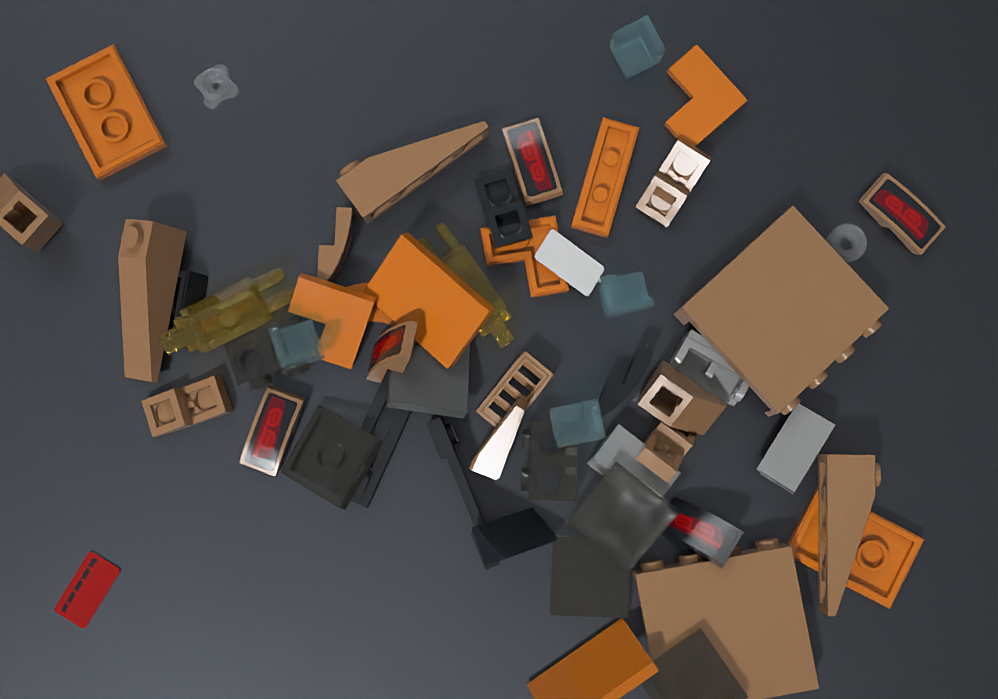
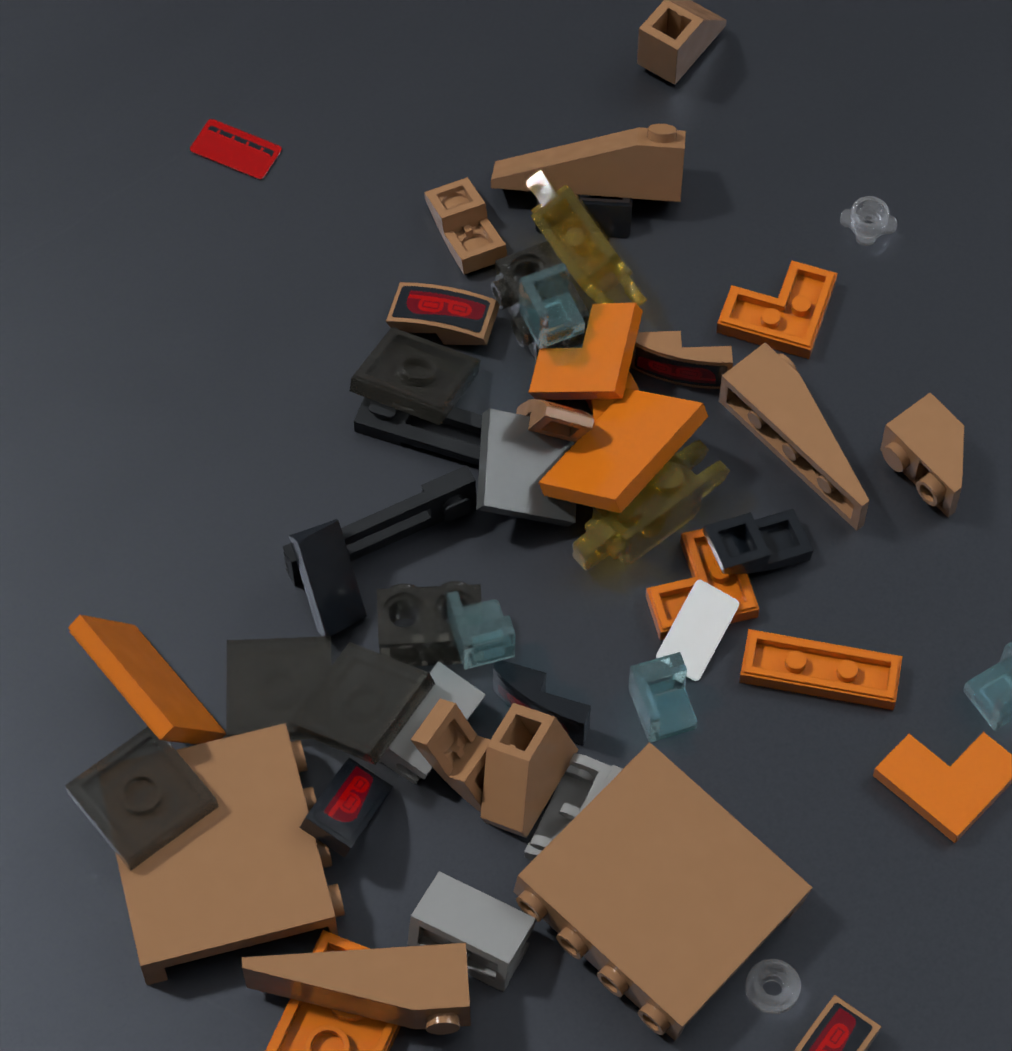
camera: 85 degrees right, 25 degrees down
(106, 112) = (817, 115): orange tile -> none
(302, 161) = (782, 322): none -> orange tile
(436, 68) = (928, 449): none -> medium nougat slope
(495, 450) = (447, 558): slope -> none
(531, 364) = (536, 610): medium nougat slope -> none
(532, 161) = (824, 574): slope -> none
(673, 182) = (822, 752): slope -> none

